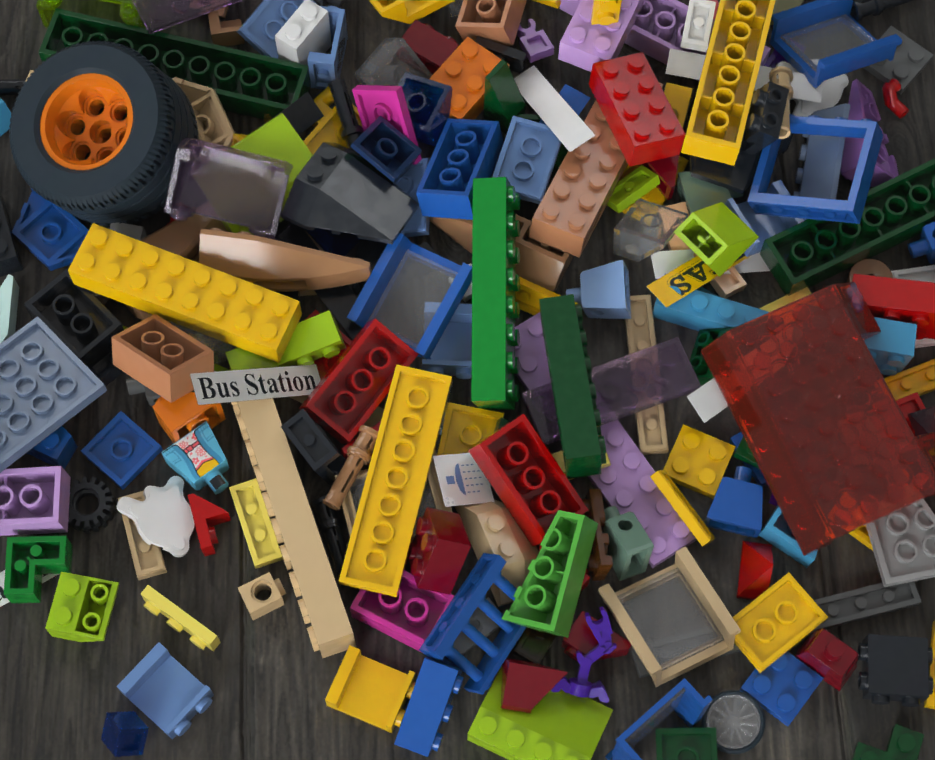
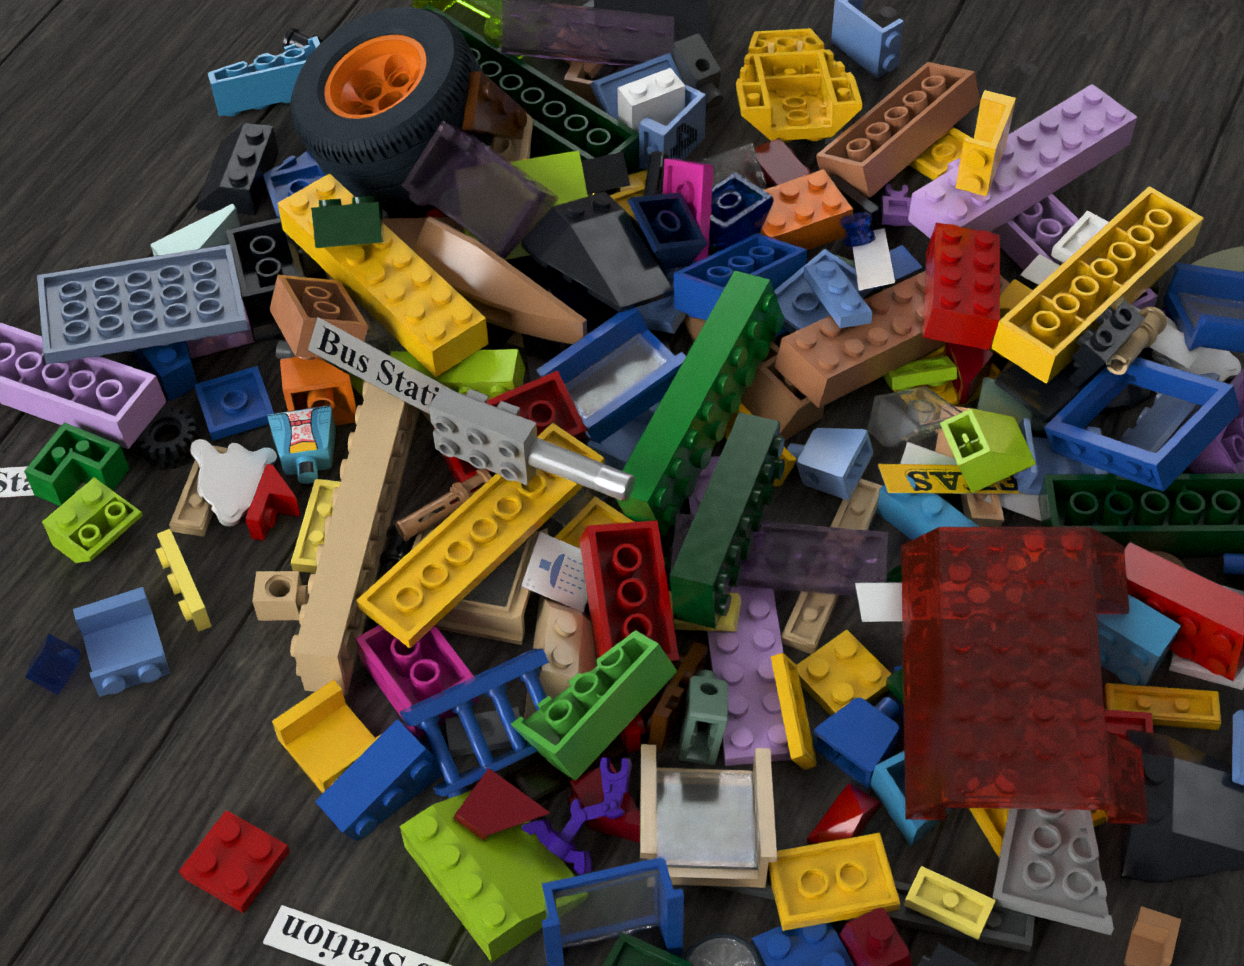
camera: 30 degrees right, 15 degrees down
(147, 268) = (347, 224): none -> dark green slope
(194, 107) = (492, 110): none -> reddish brown wing
(314, 446) = (416, 472): black panel -> none
(390, 405) = (509, 444): none -> light grey piece
(438, 550) = (480, 619): dark red brick -> none
(502, 96) = (825, 223): dark green slope -> none
(525, 82) = (857, 229): none -> clear blue wheel
(550, 158) = (837, 294): none -> medium blue plate
(859, 600) = (949, 902): none -> light yellow plate

